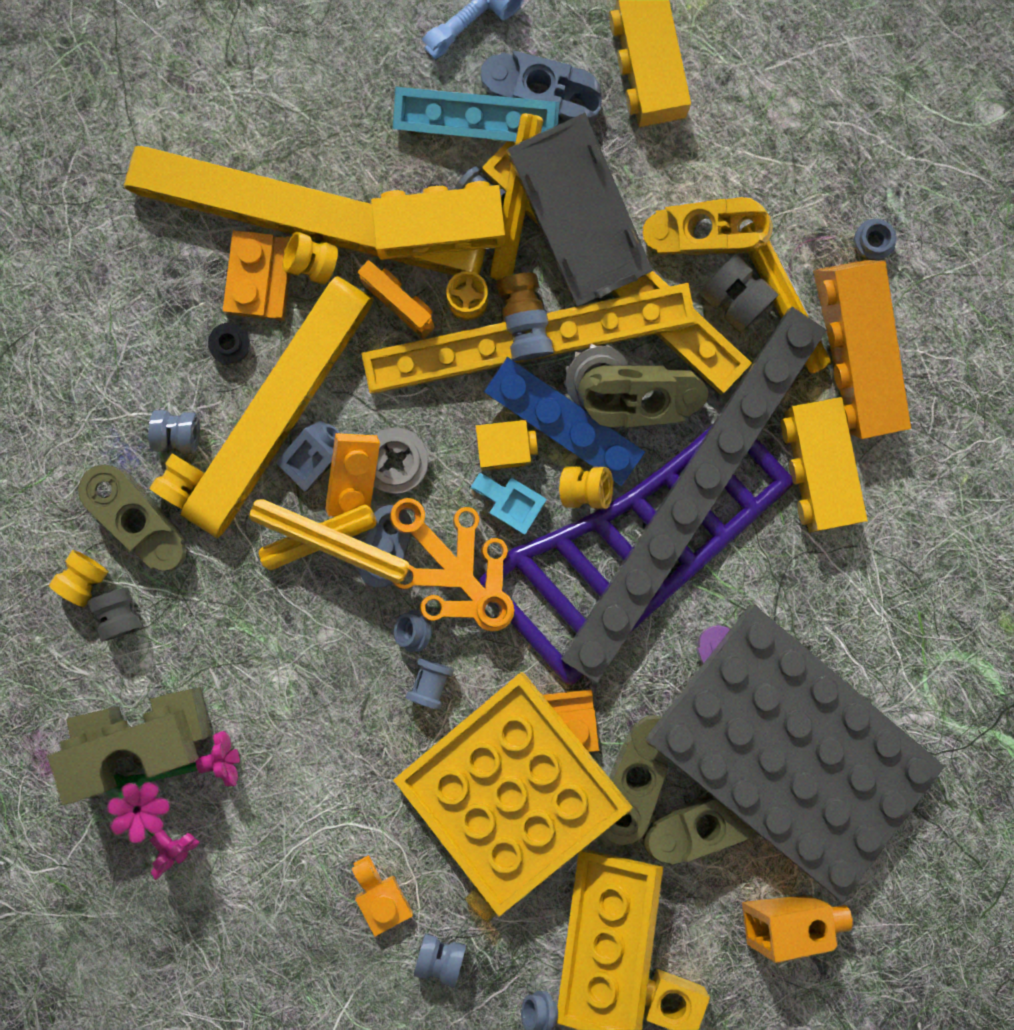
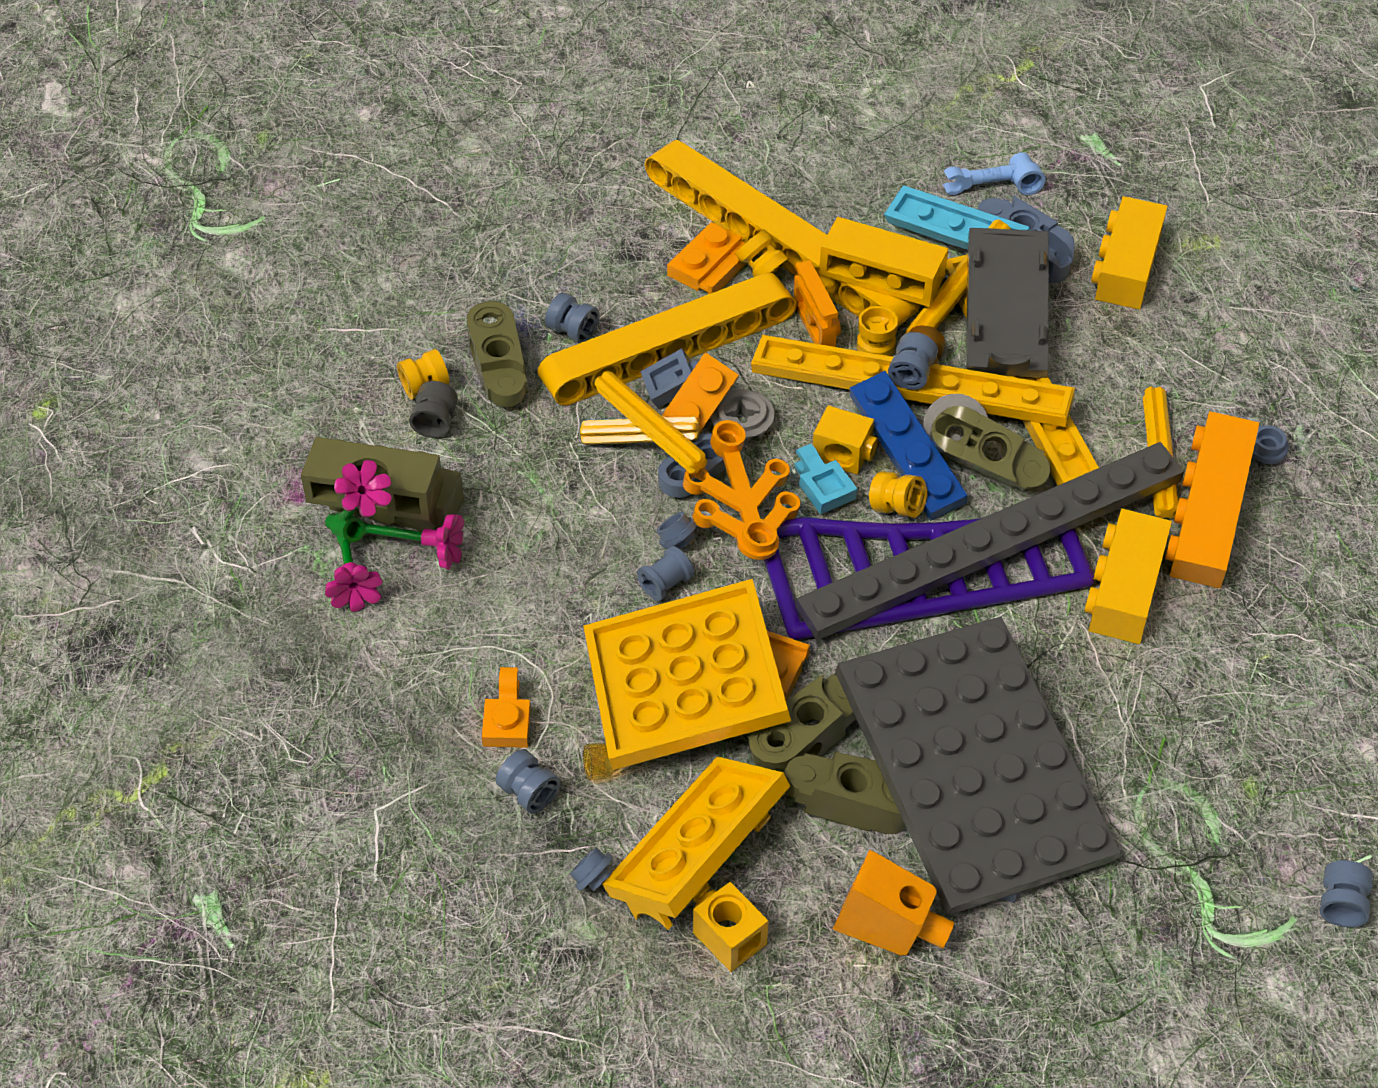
camera: 30 degrees right, 35 degrees down
(177, 481) = (541, 346): yellow wheel -> none
(235, 354) = (657, 288): black plate -> none
(673, 228) = (1118, 370): yellow piece -> none
(748, 304) = (1117, 422): dark grey wheel -> none

